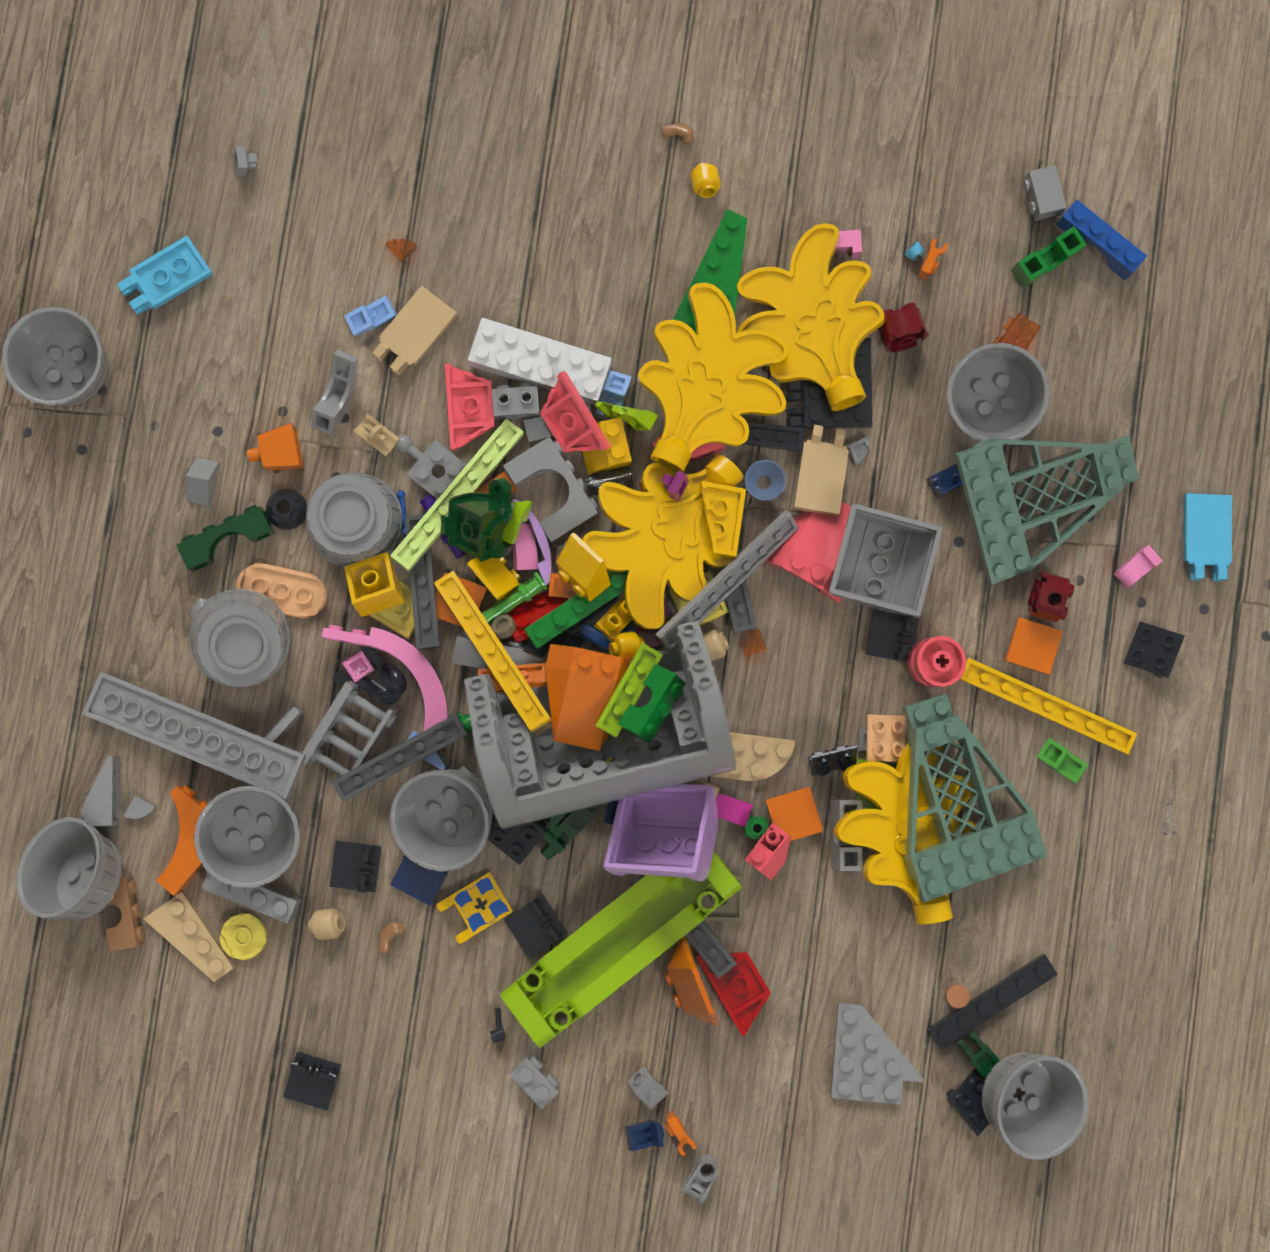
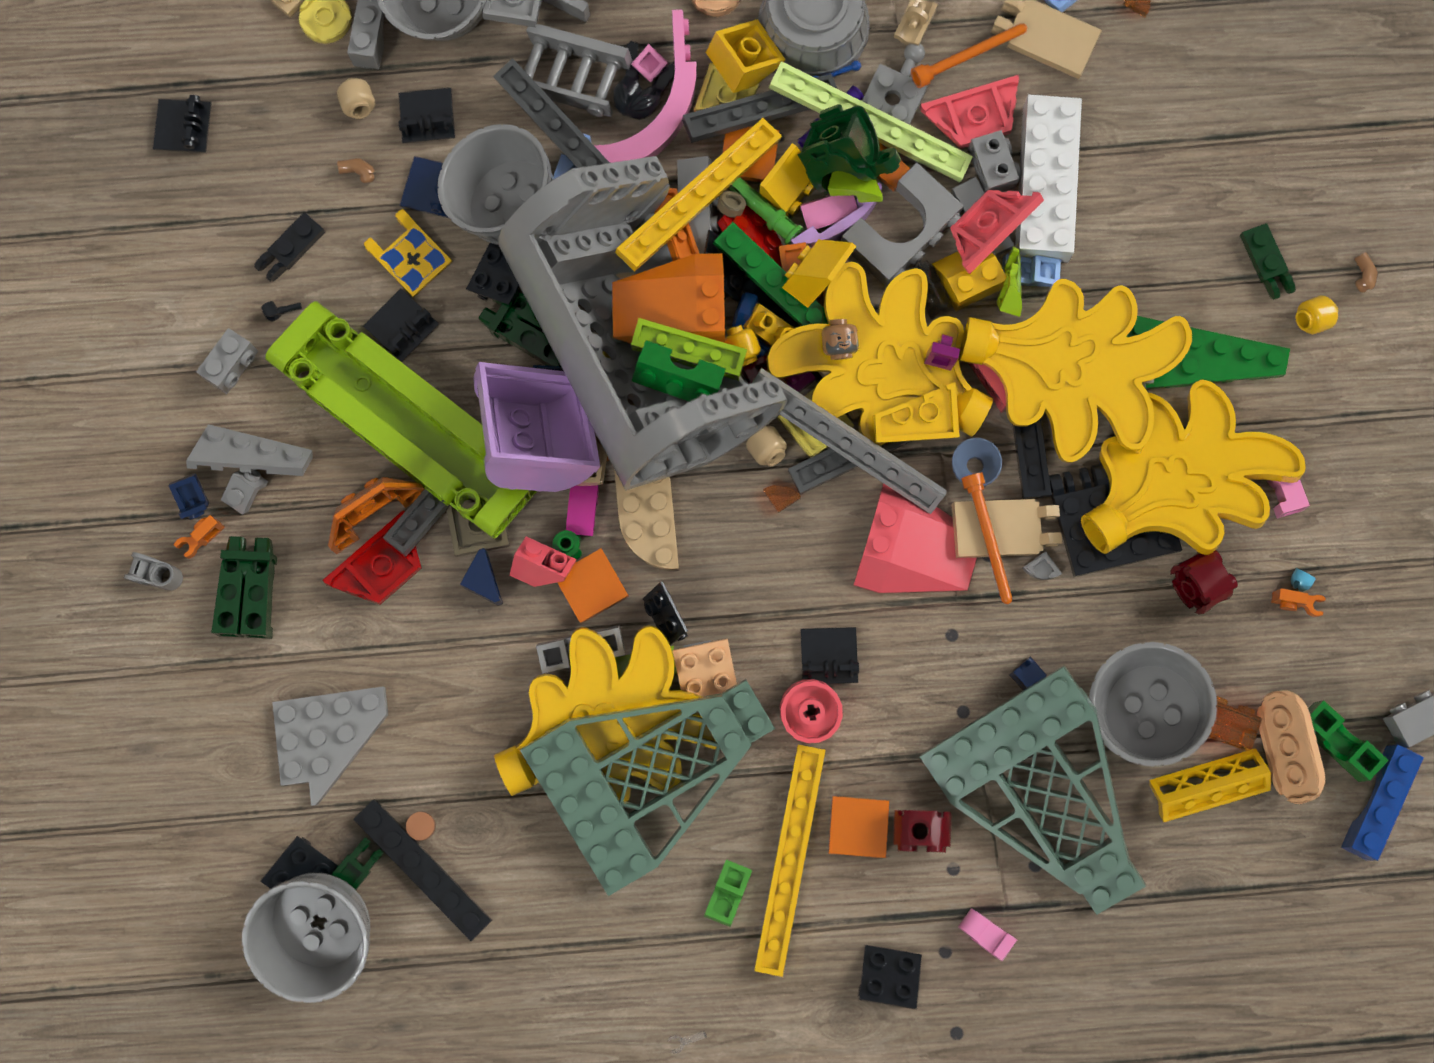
camera: 80 degrees right, 5 degrees down
(428, 440) = (923, 74): none -> orange piece
(443, 1006) = (290, 246): none -> black hinge
(613, 1089) = (234, 449): none -> light grey wing
(646, 565) = (840, 339): none -> medium nougat head
(649, 206) = (1267, 260): none -> dark green hinge
(734, 1102) = (245, 590): none -> dark green hips
(770, 903) = (481, 578): none -> dark blue slope
(785, 486) = (974, 486): none -> orange piece
(885, 561) = (915, 615): light grey container -> none
(1045, 296) = (1291, 747): none -> light nougat tile
(1065, 363) = (1214, 789): none -> yellow fence
(1207, 534) = (1051, 1016): medium azure tile -> none

